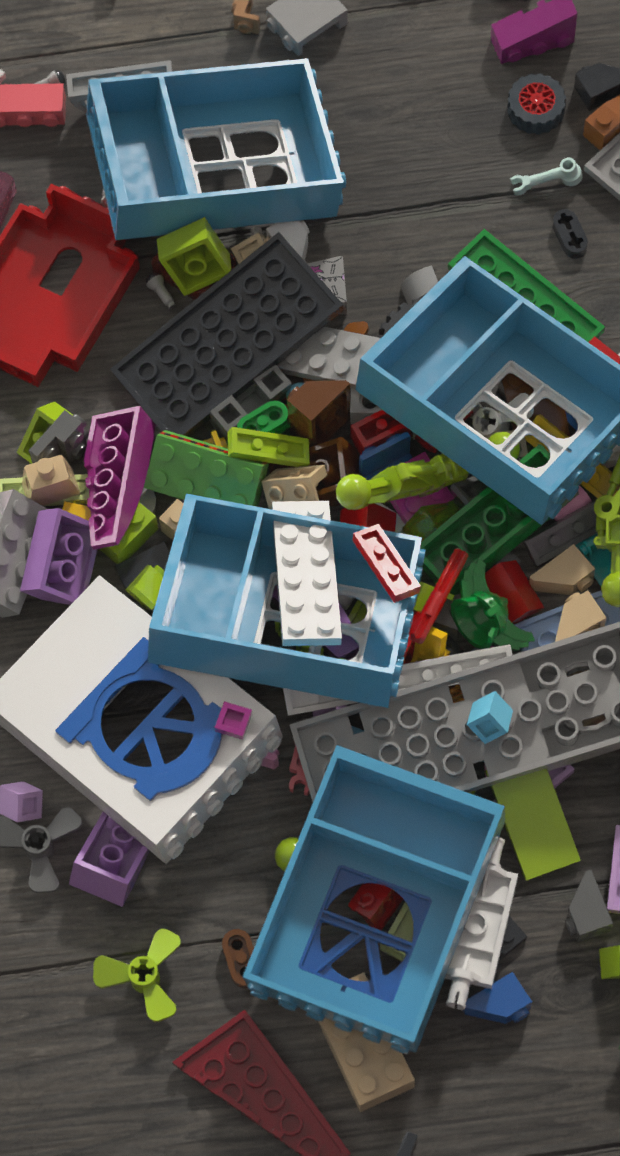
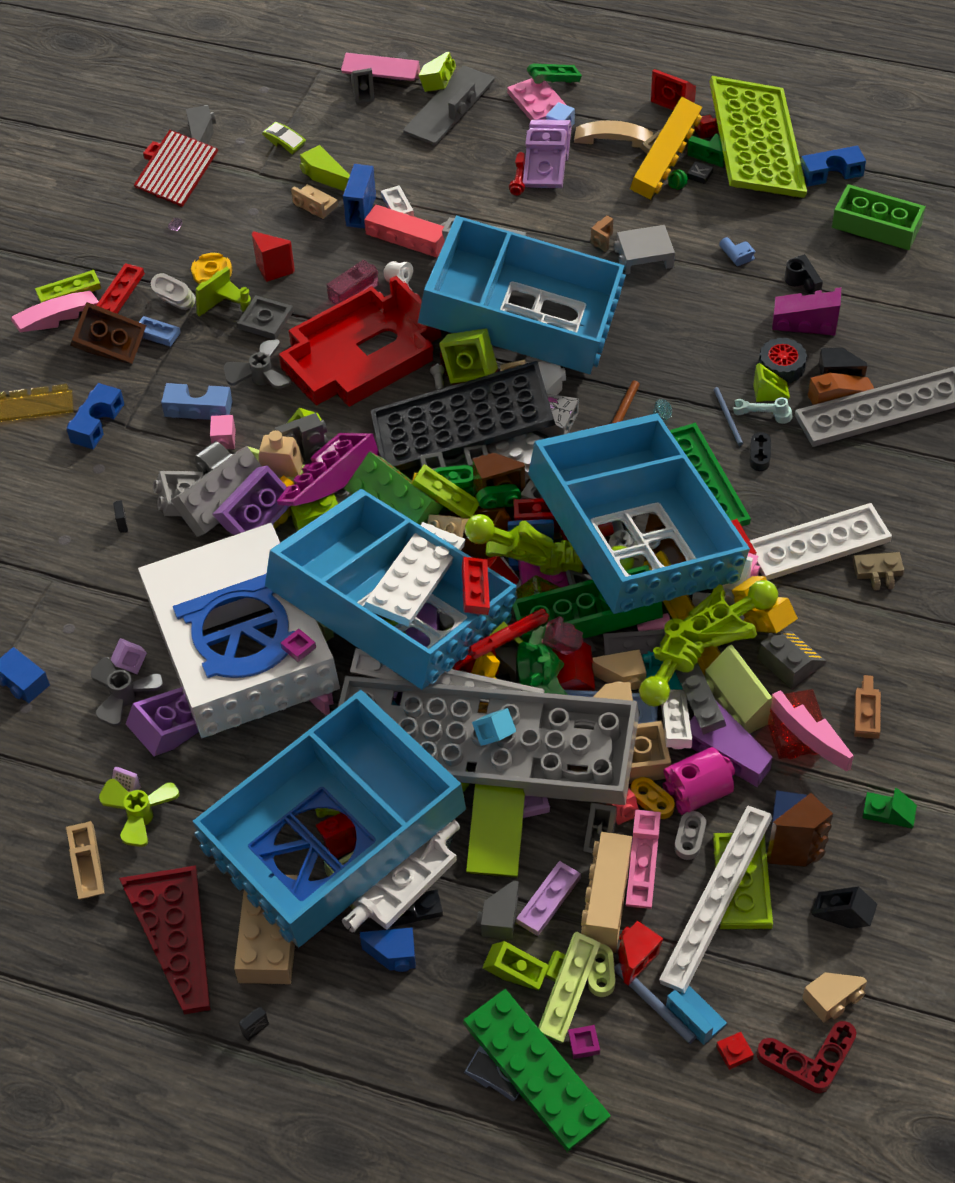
camera: 25 degrees right, 15 degrees down
(38, 172) = (401, 270): none -> white piece
(111, 948) = (126, 778): none -> slope
(122, 1059) = (85, 860): none -> tan slope
(325, 430) = (498, 496): none -> green plate
(392, 250) = (626, 402): none -> dark orange bar
(436, 227) = (663, 409): none -> clear light blue plate
(496, 573) = (562, 636): none -> clear pink brick
(511, 201) = (728, 416): none -> sand blue axle
(539, 144) = (769, 385): none -> lime slope

